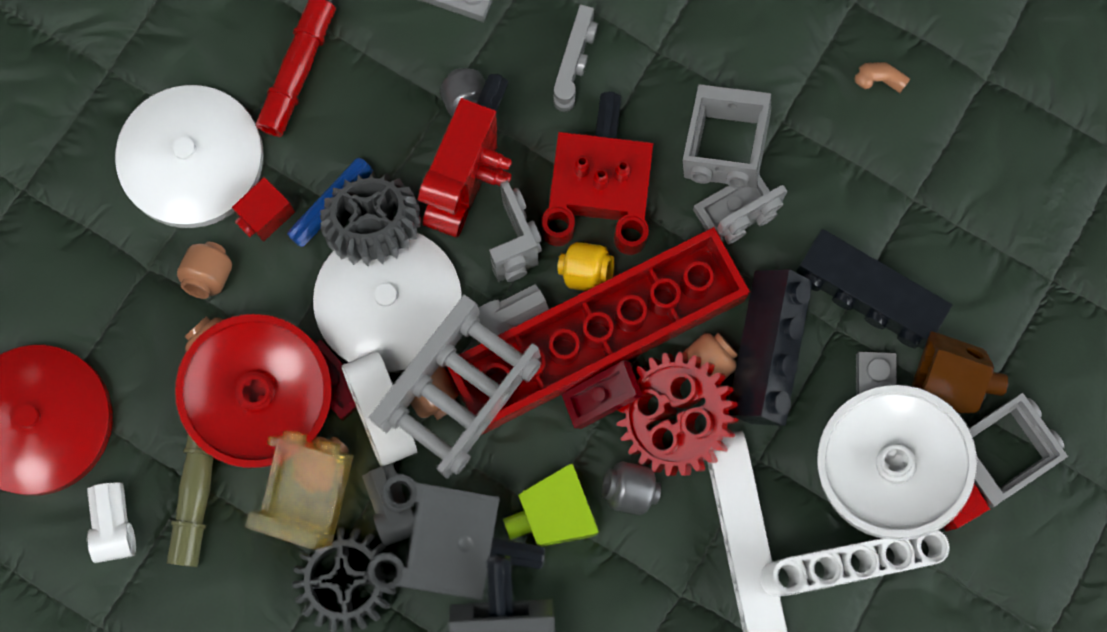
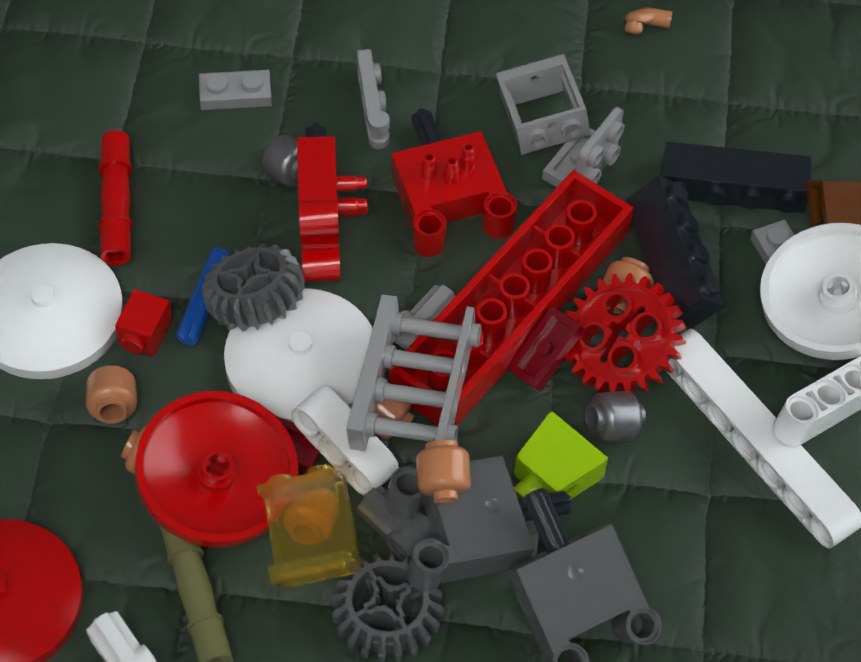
camera: 25 degrees left, 20 degrees down
(429, 501) = (443, 471): none -> nougat head
(515, 257) = (401, 244): light grey bracket -> none
(585, 266) = (470, 252): yellow head -> none

